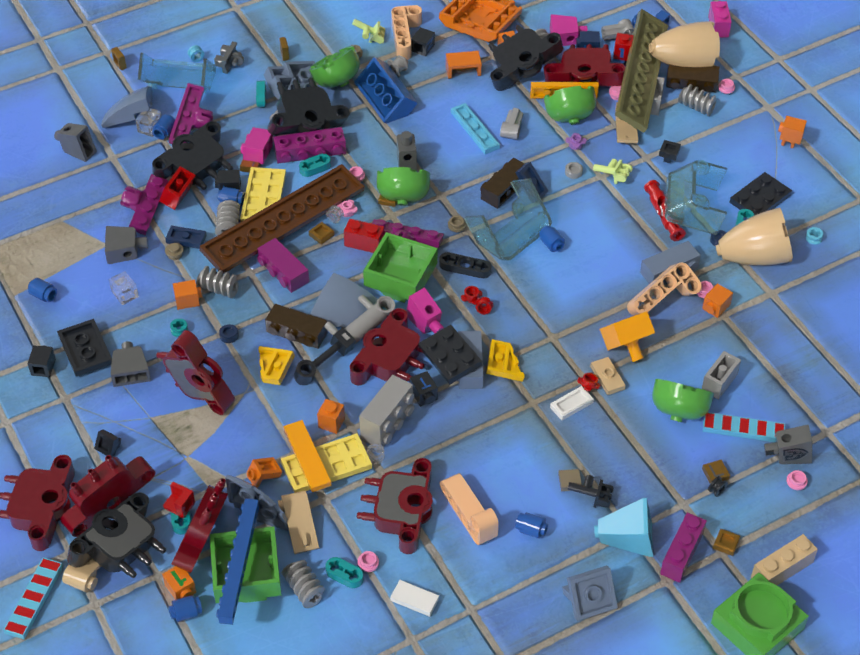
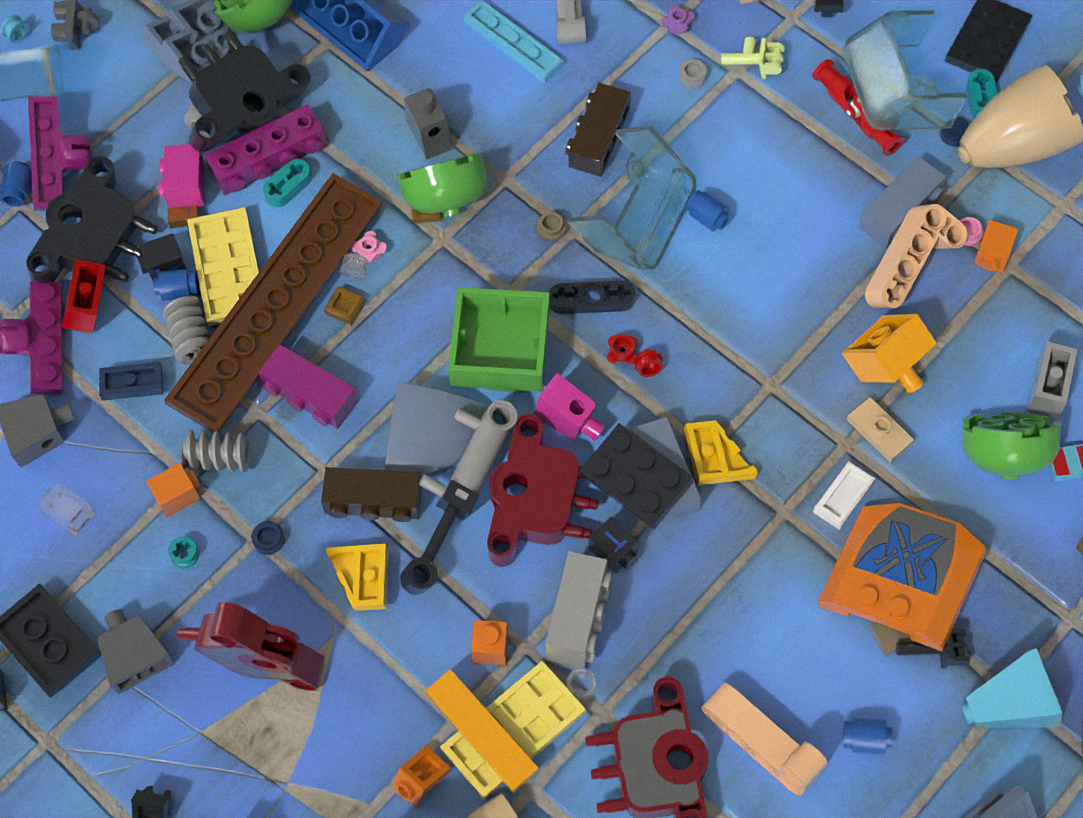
camera: 15 degrees left, 15 degrees up
(174, 251) = (121, 411): dark tan plate -> none
(261, 93) = (150, 75): teal beam -> none
(358, 173) = (361, 178): bright pink plate -> none
(363, 235) = (417, 294): red brick -> none
(427, 237) = (479, 270): magenta plate -> none
(528, 171) = (638, 112): dark blue plate -> none
(589, 381) = (858, 451): red plate -> none
(589, 447) = (905, 572): none -> orange wedge

